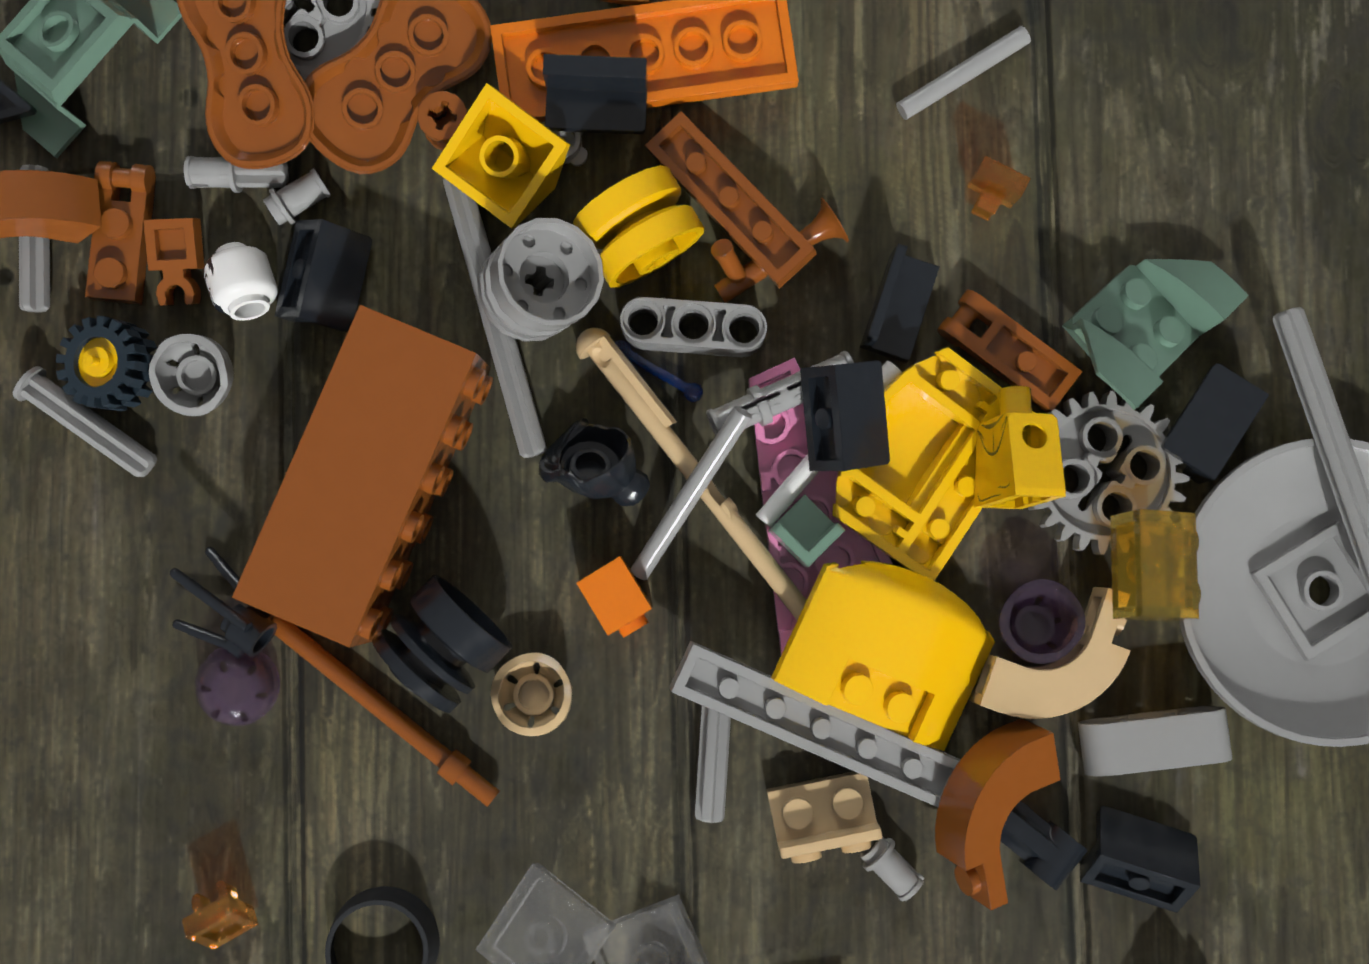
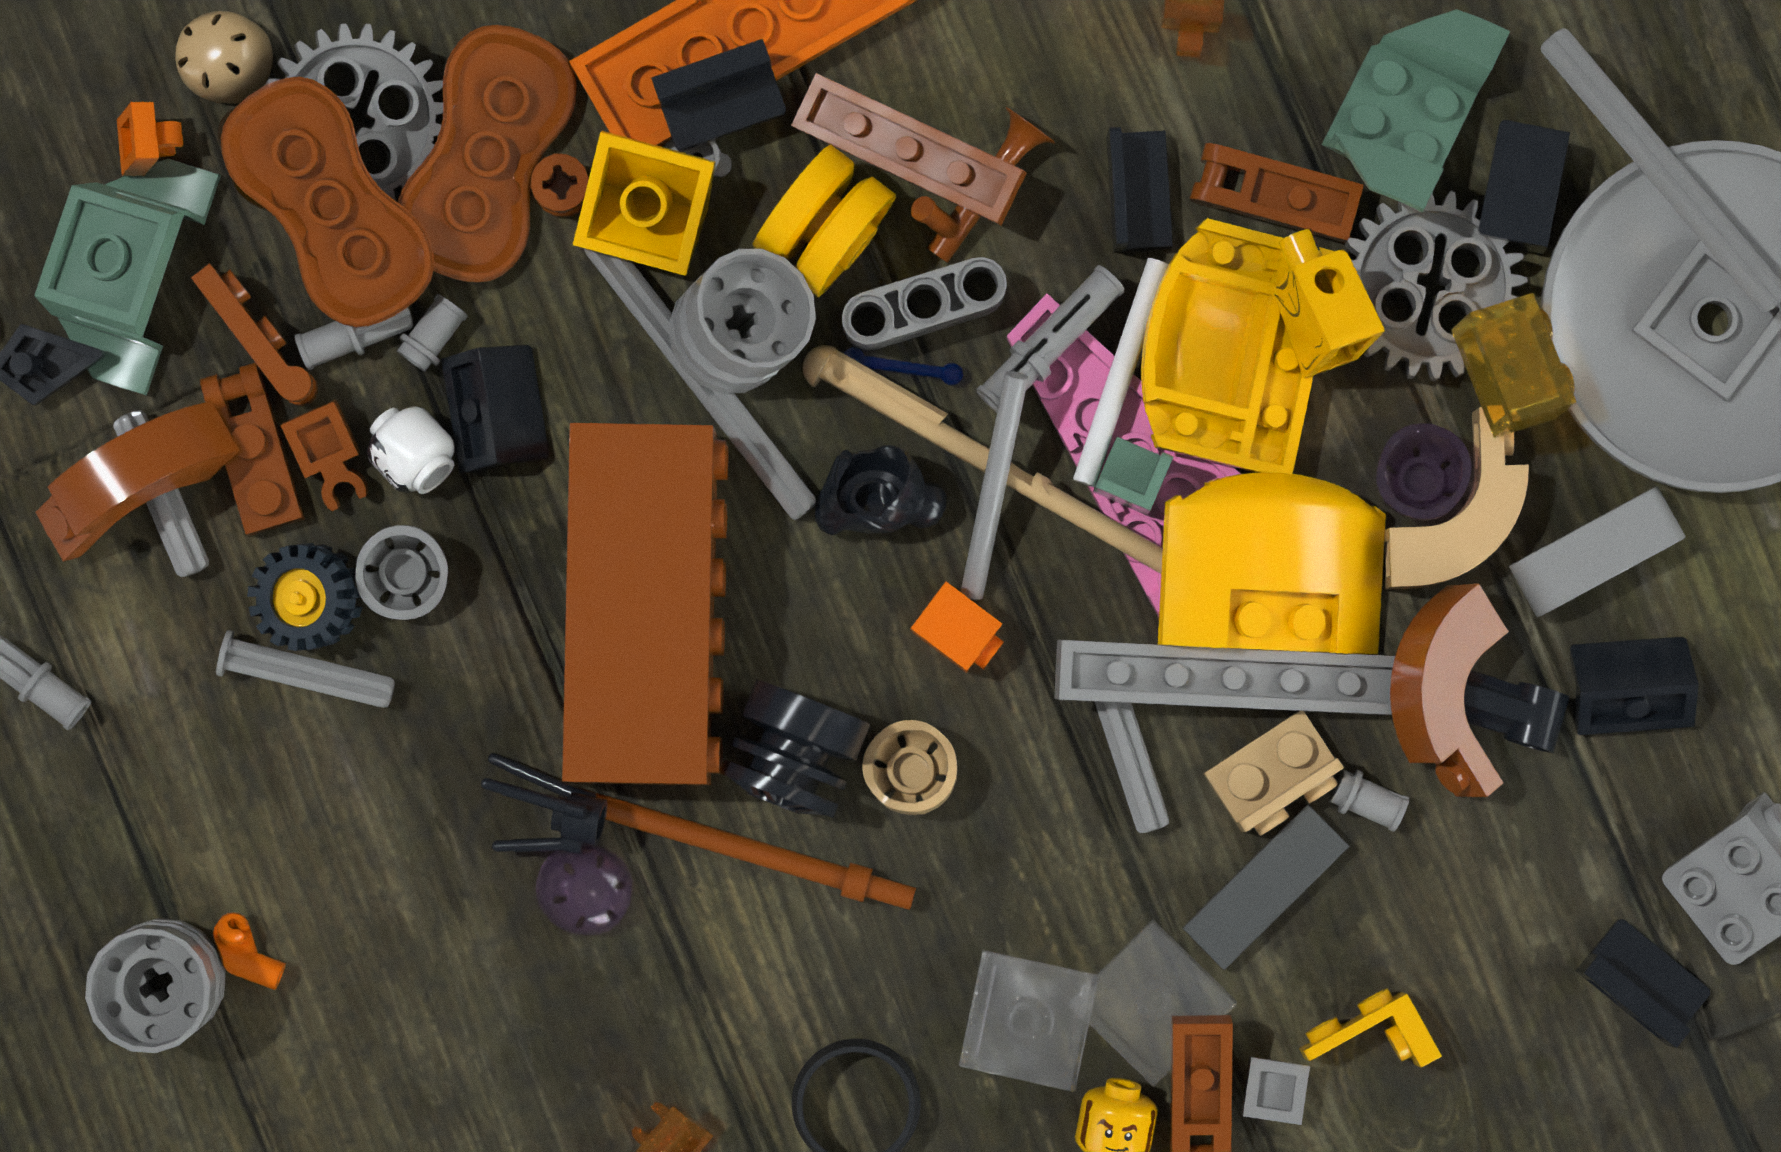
camera: 20 degrees left, 0 degrees up
(154, 143) = (257, 337): none -> dark orange plate
(779, 903) = (1265, 887): none -> dark grey tile
(845, 416) = (1126, 336): black panel -> none

